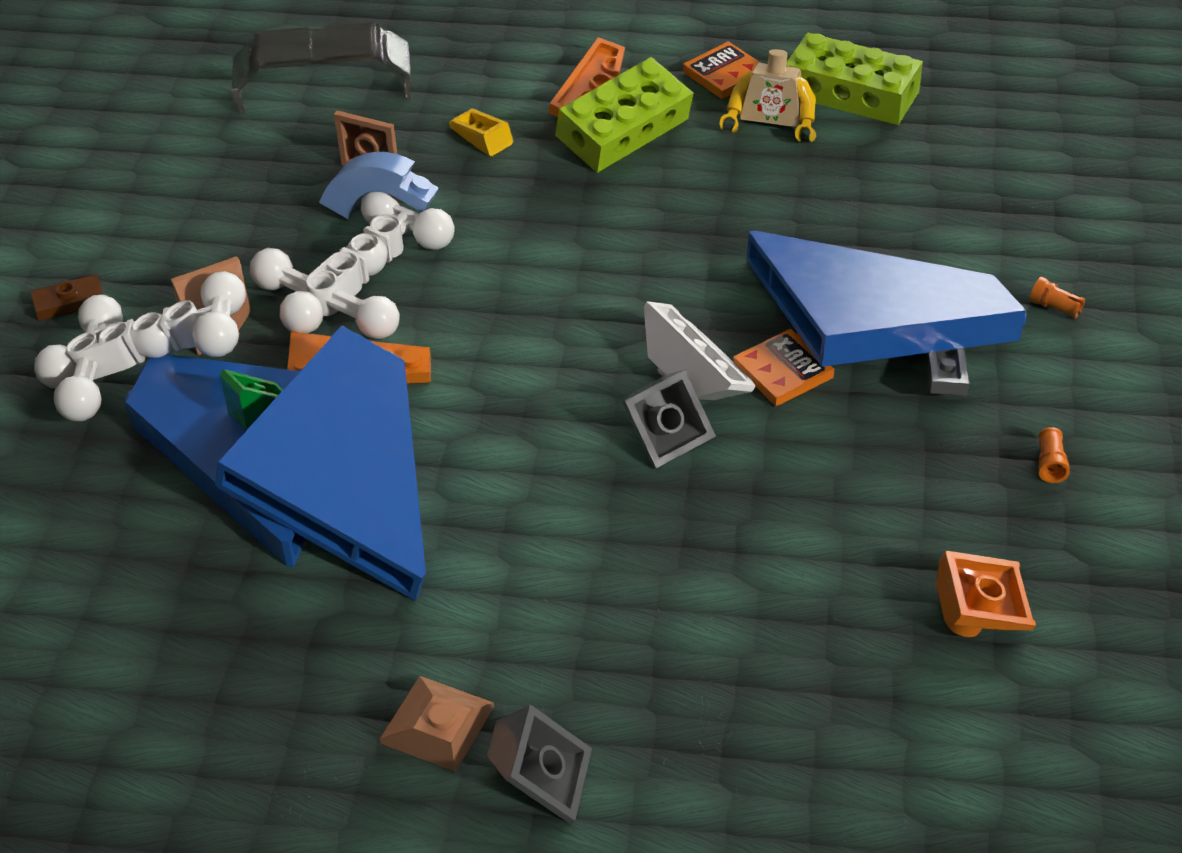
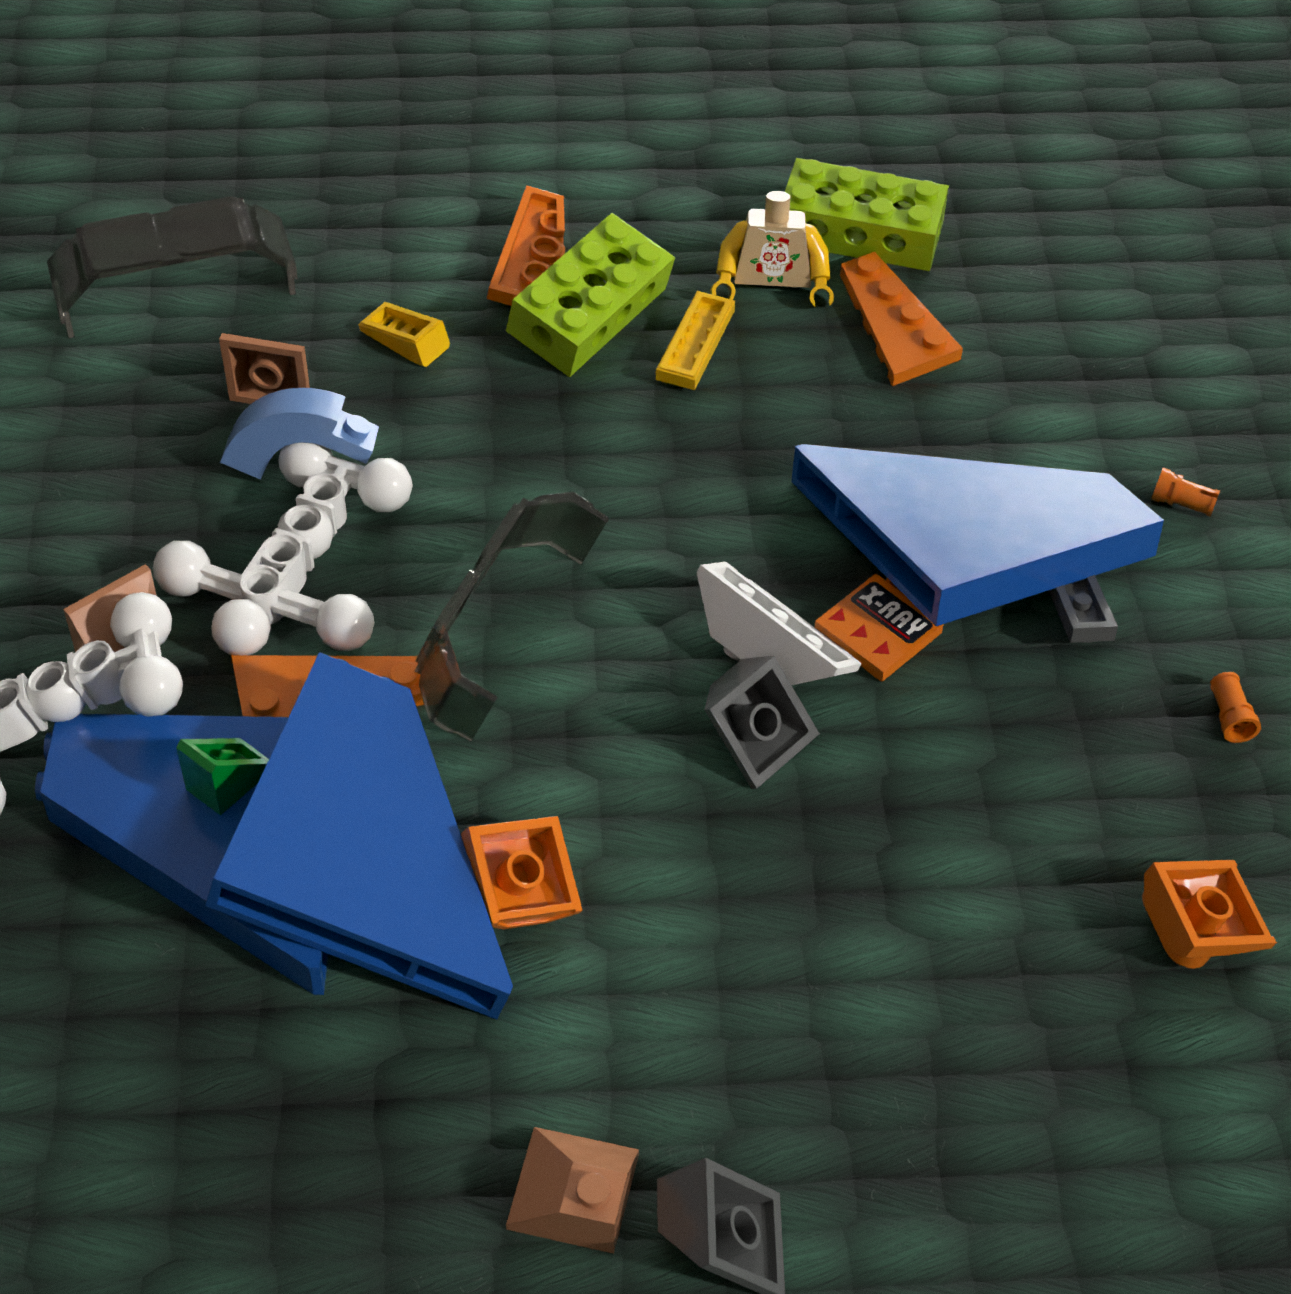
camera: 15 degrees left, 5 degrees up
(456, 499) = (523, 871): none -> orange slope
(521, 261) = (556, 519): none -> clear smoke windscreen
(697, 154) = (695, 340): none -> yellow plate
(720, 68) = (695, 215): orange tile -> none
(860, 156) = (901, 326): none -> orange wing

